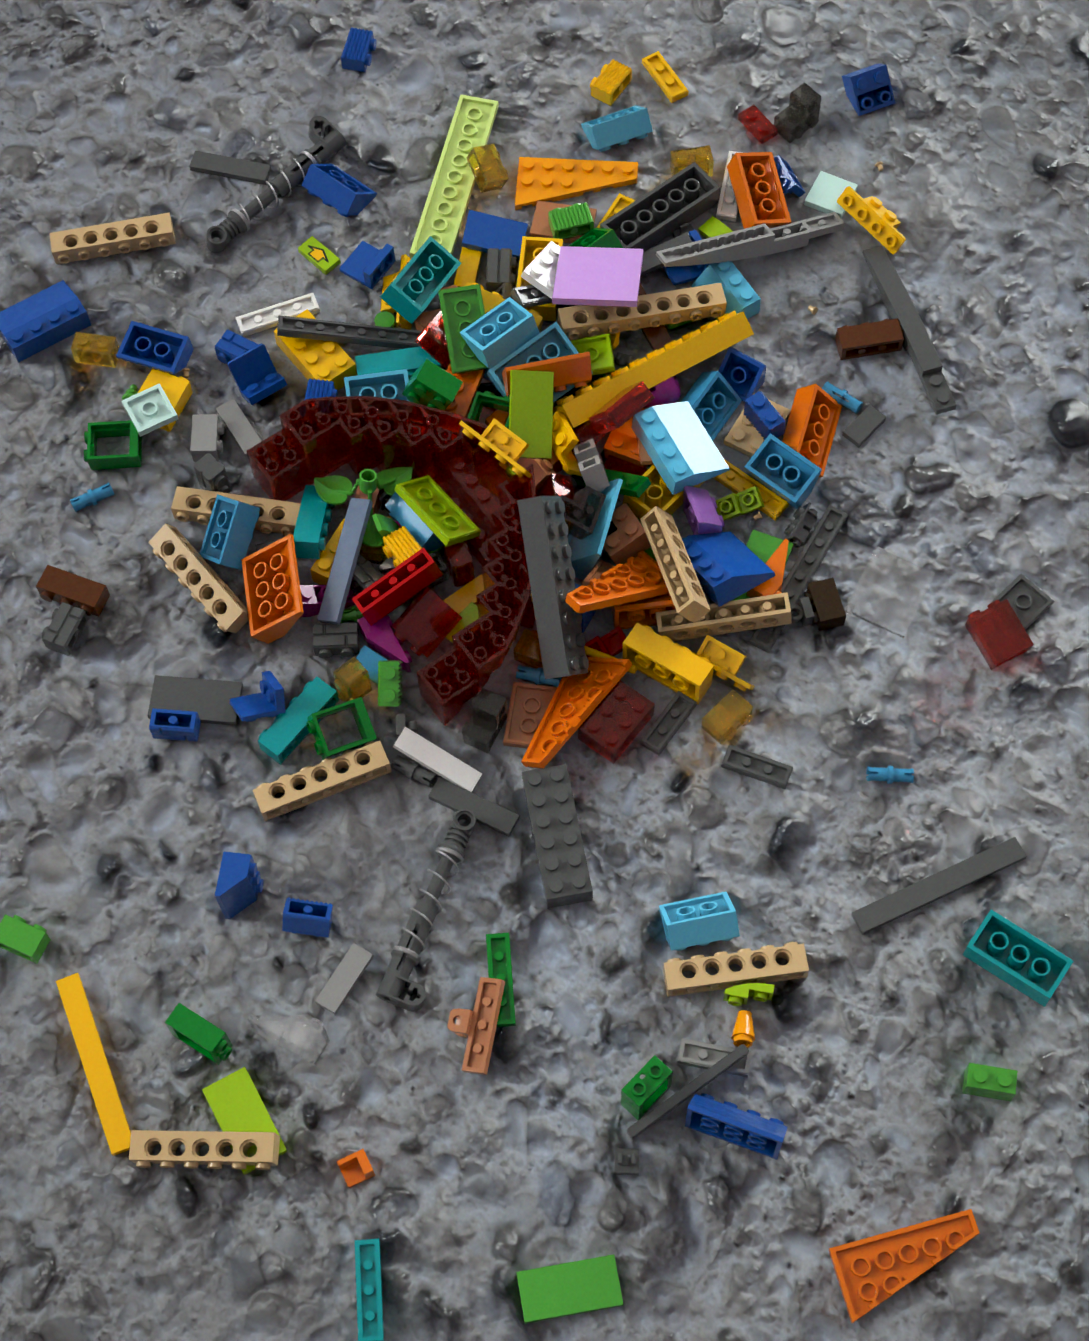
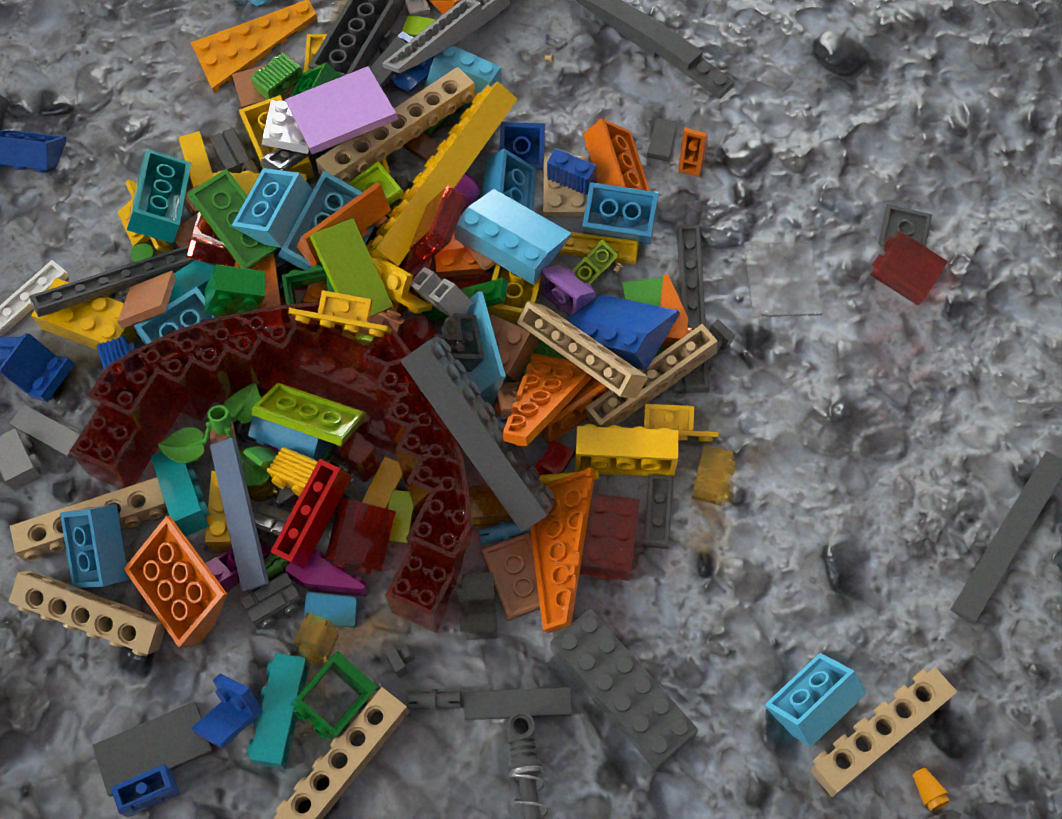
camera: 30 degrees left, 0 degrees up
(211, 474) = (42, 494): dark grey brick -> none
(319, 255) = (38, 221): lime tile -> none
(365, 361) = (147, 299): none -> nougat tile
(368, 263) = (95, 206): blue bracket -> none
(389, 683) = (358, 619): bright green brick -> none
(437, 760) = (453, 675): white tile -> none
(453, 177) = (136, 83): yellowish green plate -> none
(487, 168) = (166, 64): clear yellow brick -> none
(491, 231) = (198, 123): blue tile -> none
(739, 994) = (907, 752): lime slope -> none
(757, 767) = (769, 509): dark grey tile -> none
(803, 518) = (661, 249): dark grey hinge -> none
(825, 604) = (736, 317): dark brown brick -> none
(853, 404) = (636, 124): dark azure pin -> none
(869, 339) = (618, 60): reddish brown brick -> none
(877, 450) = (693, 152): none -> orange slope
(890, 774) = (897, 451): dark azure pin -> none

